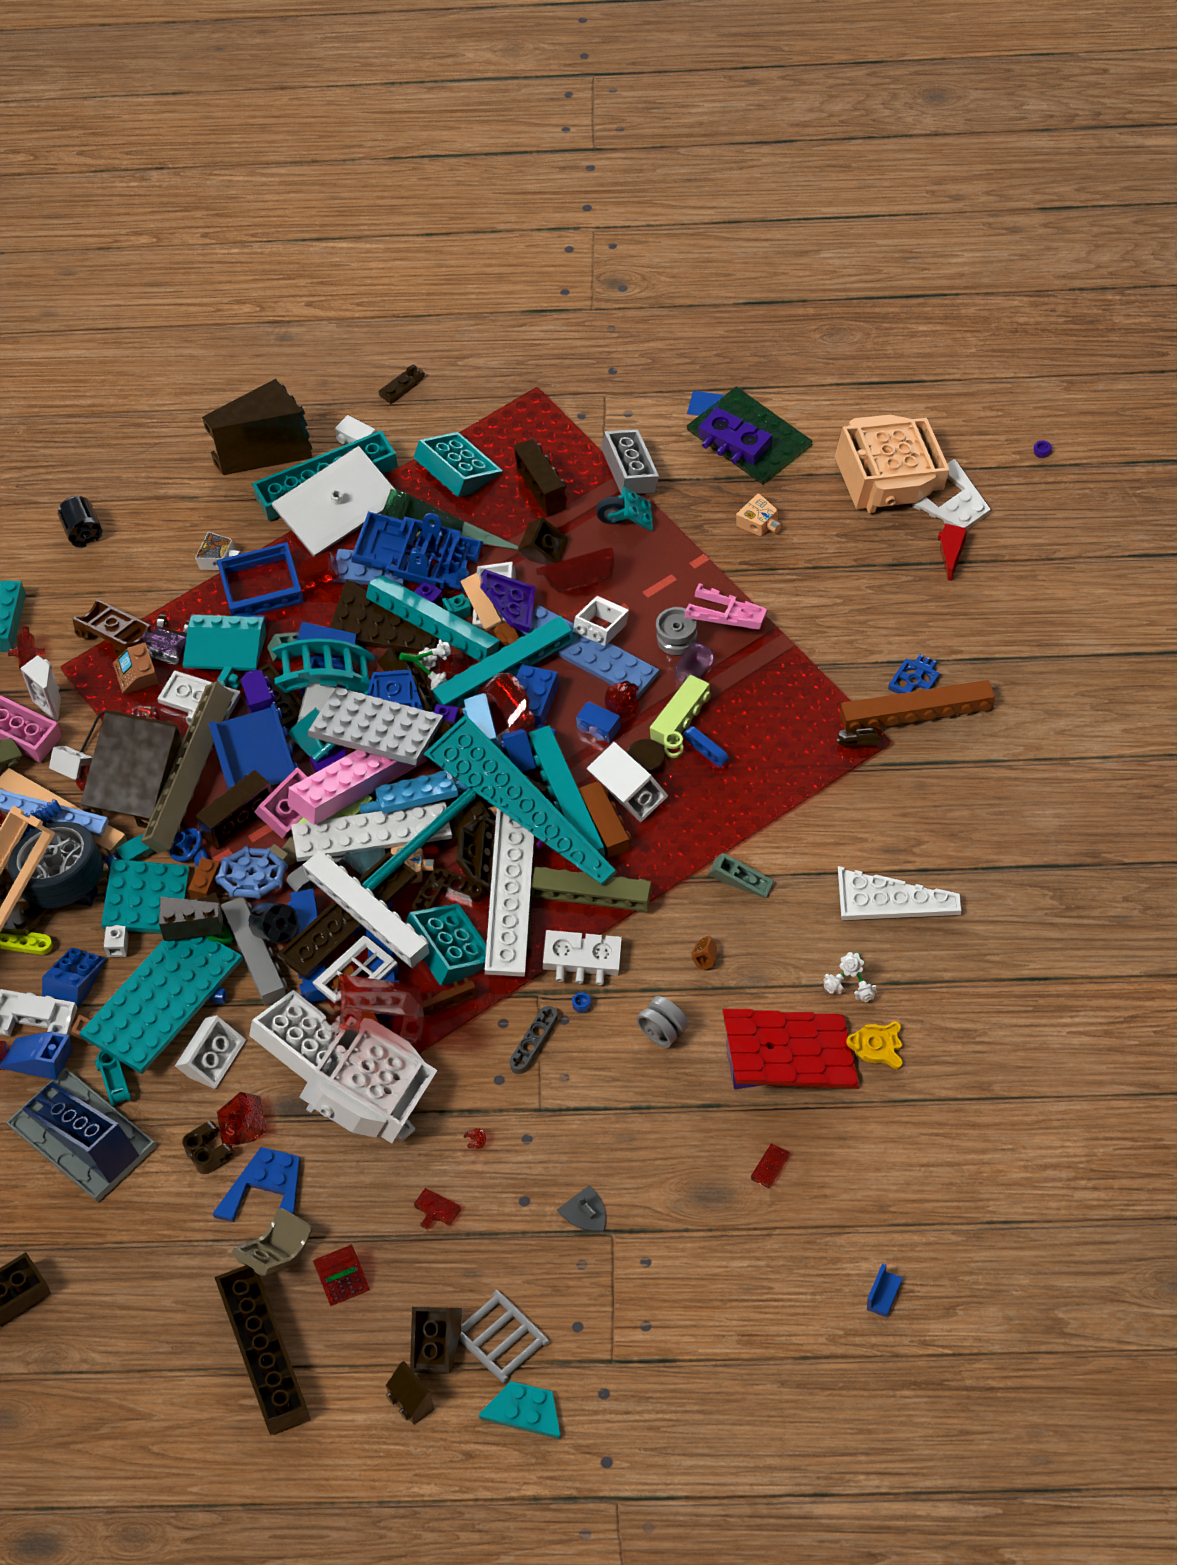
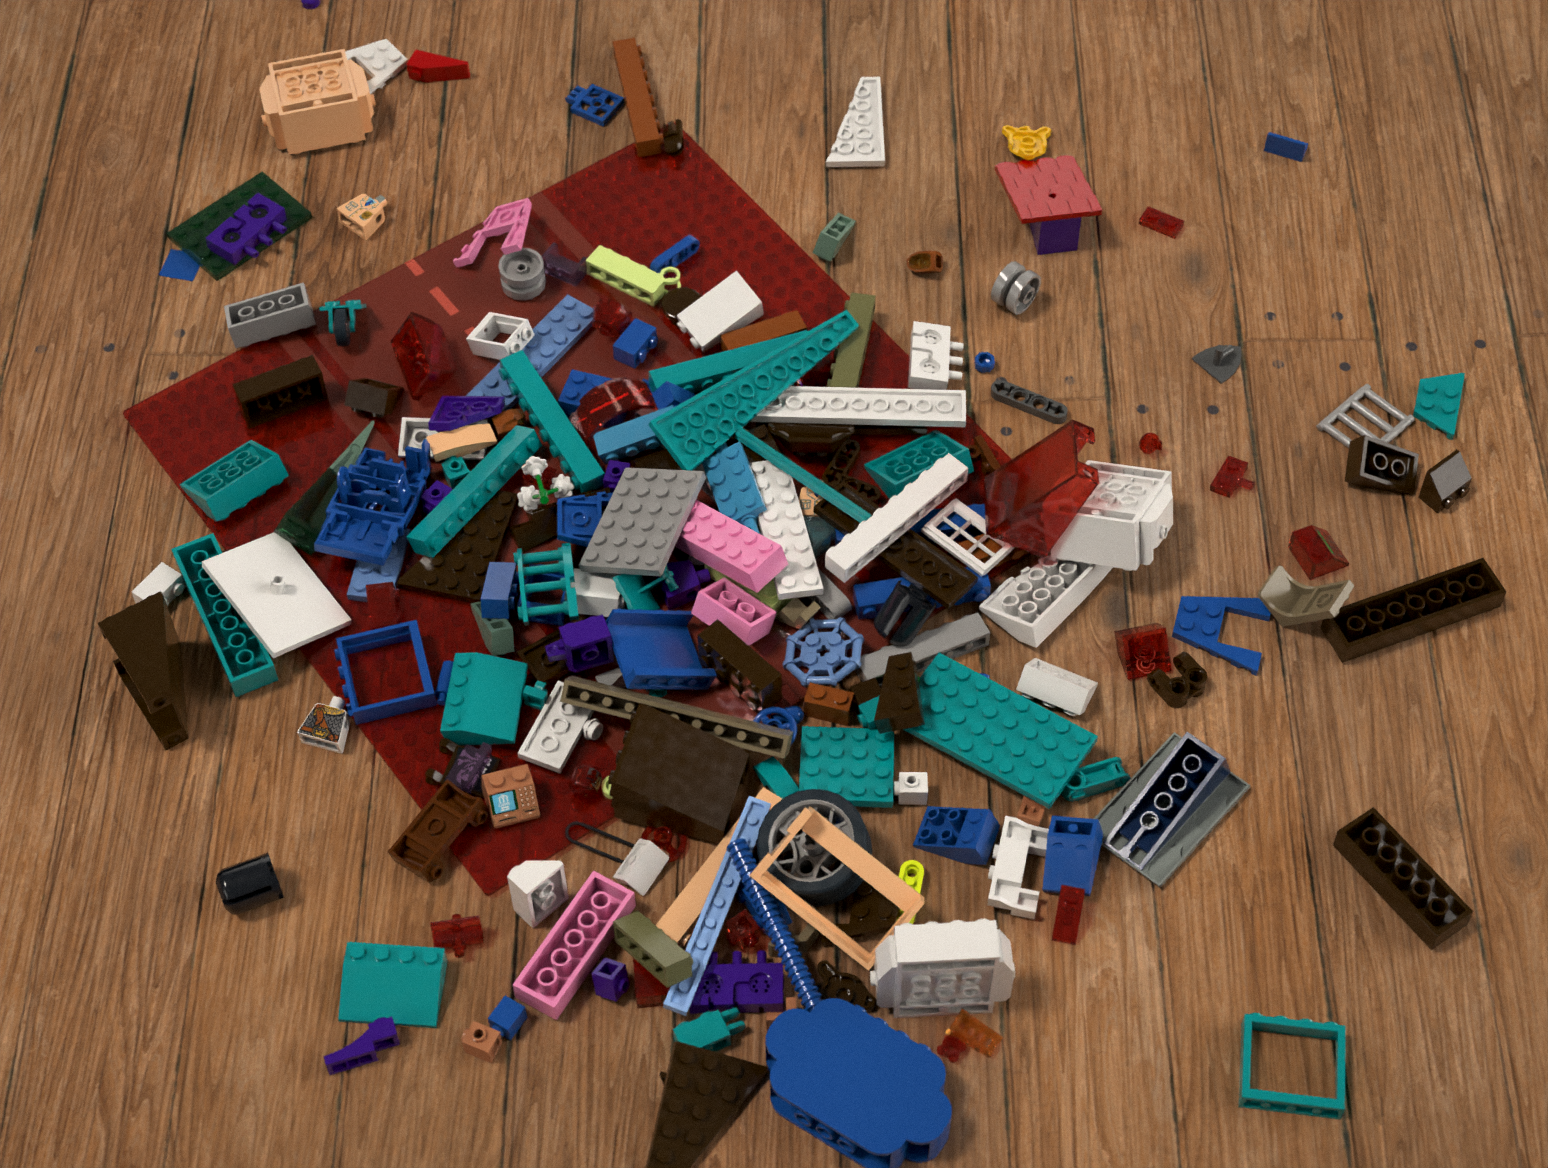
camera: 95 degrees left, 0 degrees up
(401, 384) = (82, 550): dark brown hinge -> none
(851, 965) = (956, 140): white plant -> none

